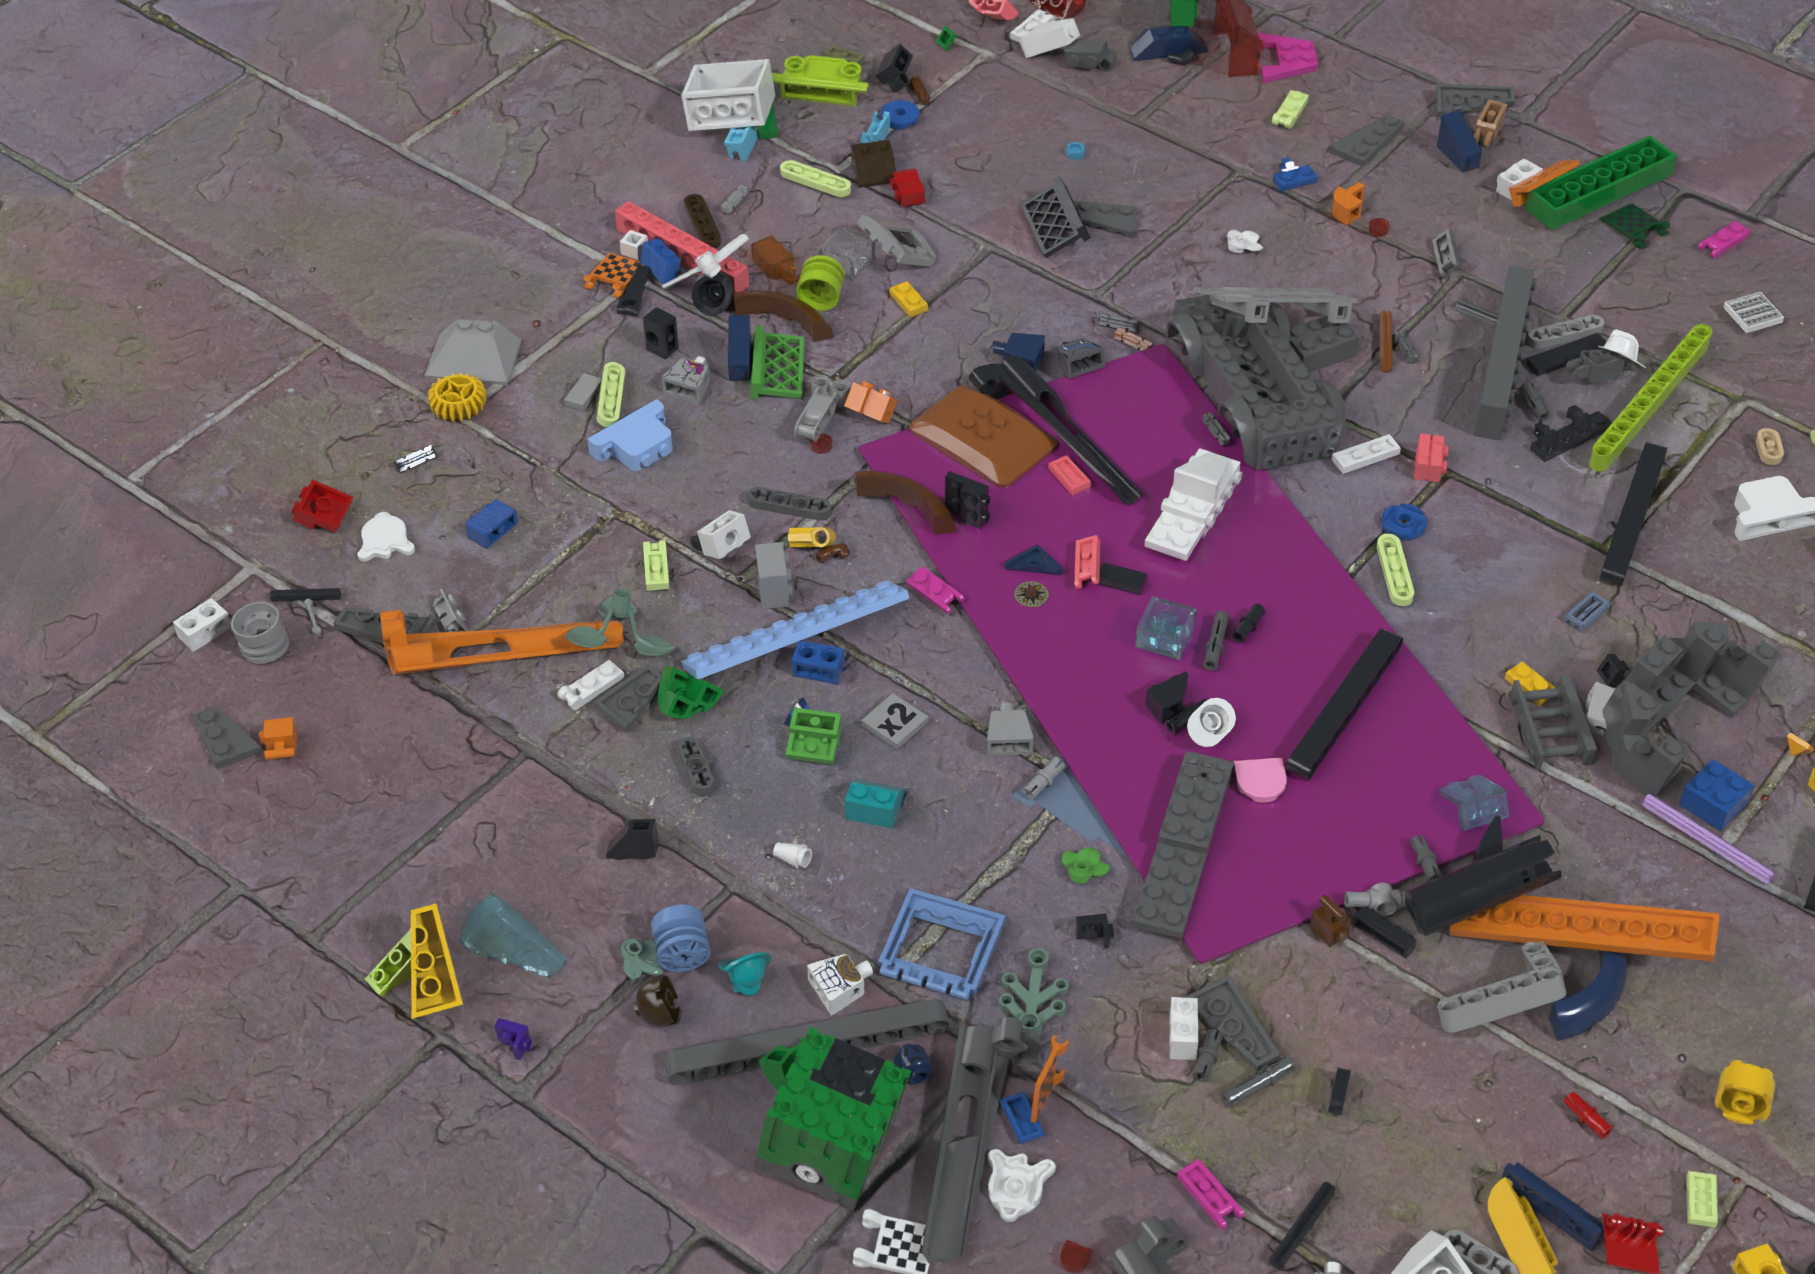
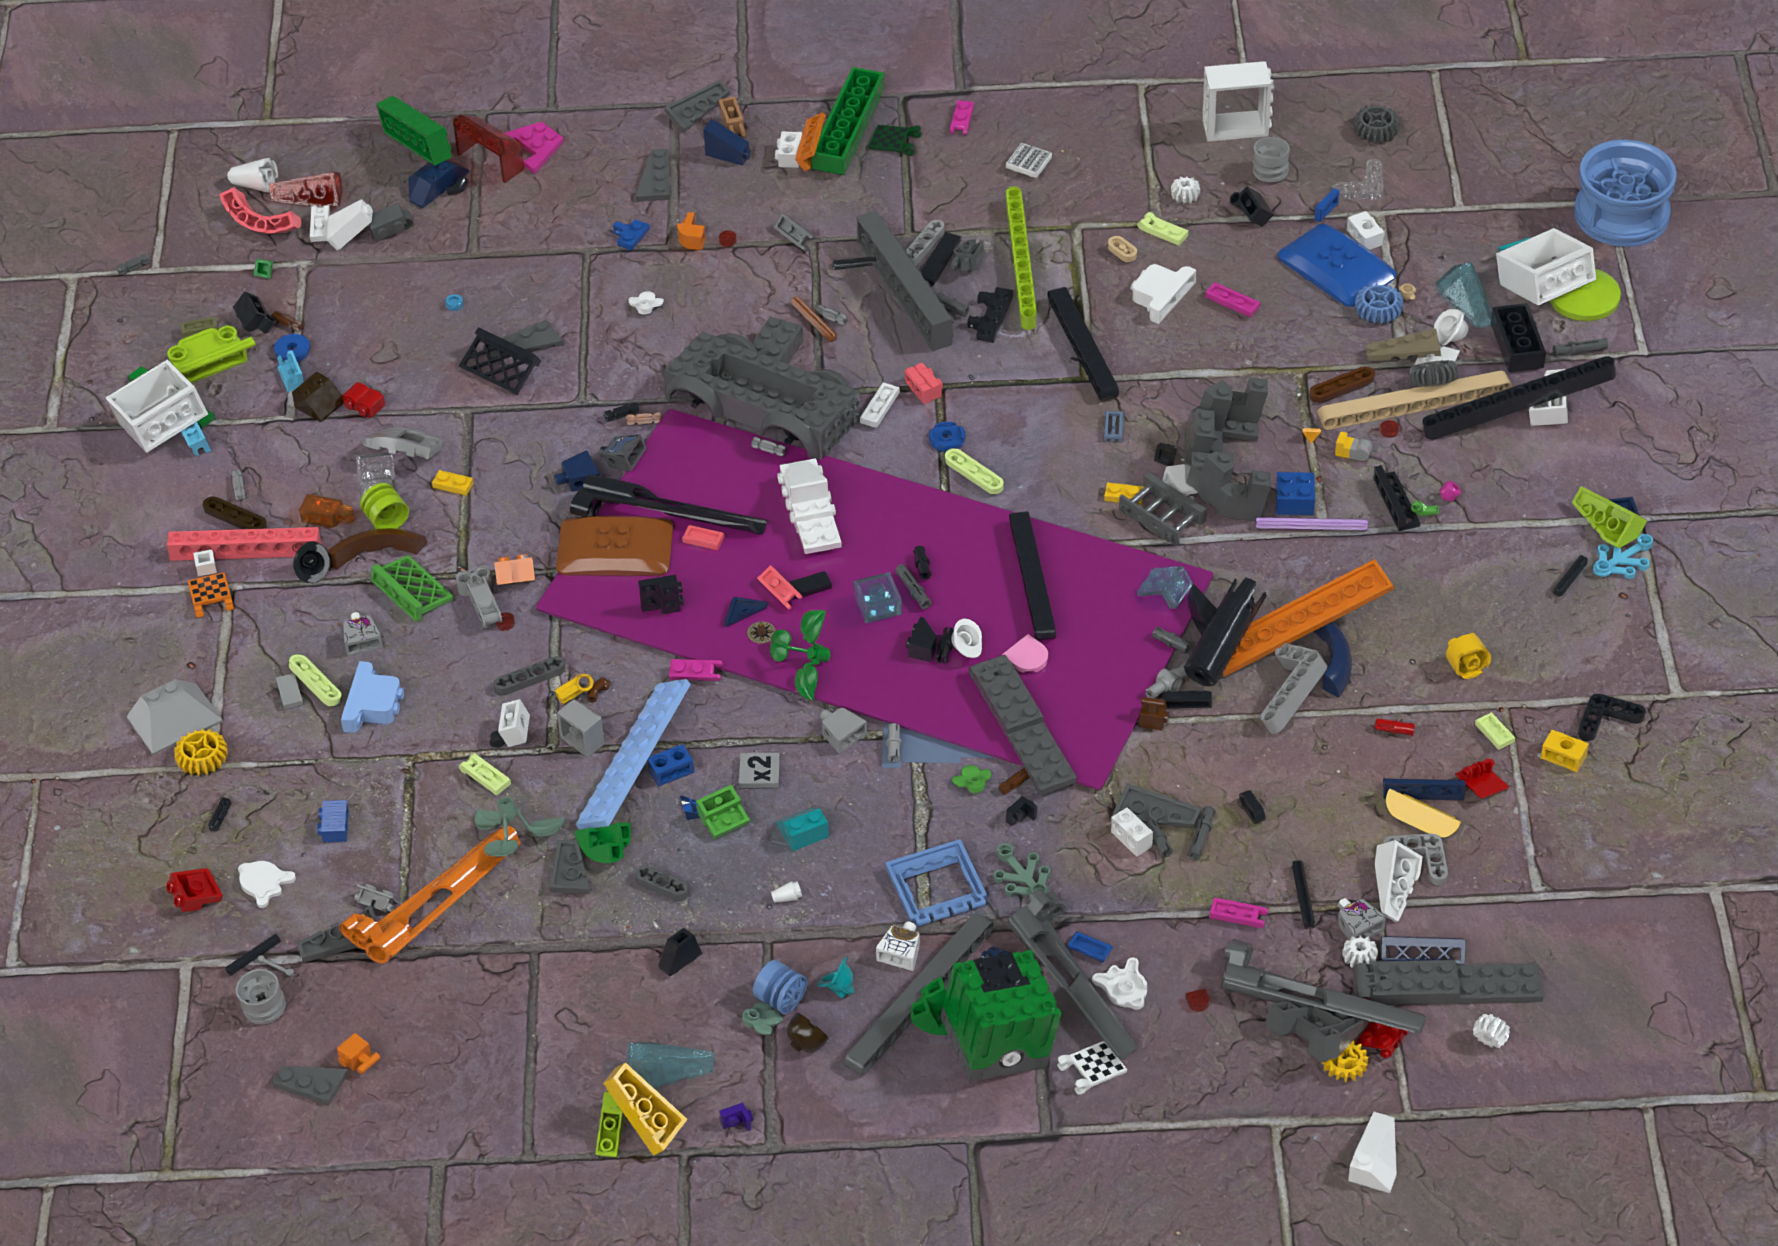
camera: 40 degrees left, 0 degrees up
(202, 624) = (203, 1021): white brick -> none
(591, 685) = (531, 879): white plate -> none
(634, 292) = (243, 597): black piece -> none
(660, 260) = (241, 562): blue brick -> none
(660, 333) = (306, 613): black brick -> none
(709, 263) = (292, 540): white piece -> none
(739, 348) = (376, 589): dark blue slope -> none
(815, 178) = (284, 433): yellowish green plate -> none
(909, 492) = (612, 615): reddish brown brick -> none
(1048, 1078) = (1090, 911): orange flag -> none
(1052, 642) = (810, 626): none -> green plant
(1120, 895) = (1013, 781): none -> reddish brown axle
(1255, 301) = (738, 320): light grey fence -> none
(1290, 109) = (577, 183): yellowish green plate -> none
(1623, 344) = (974, 230): white piece -> none

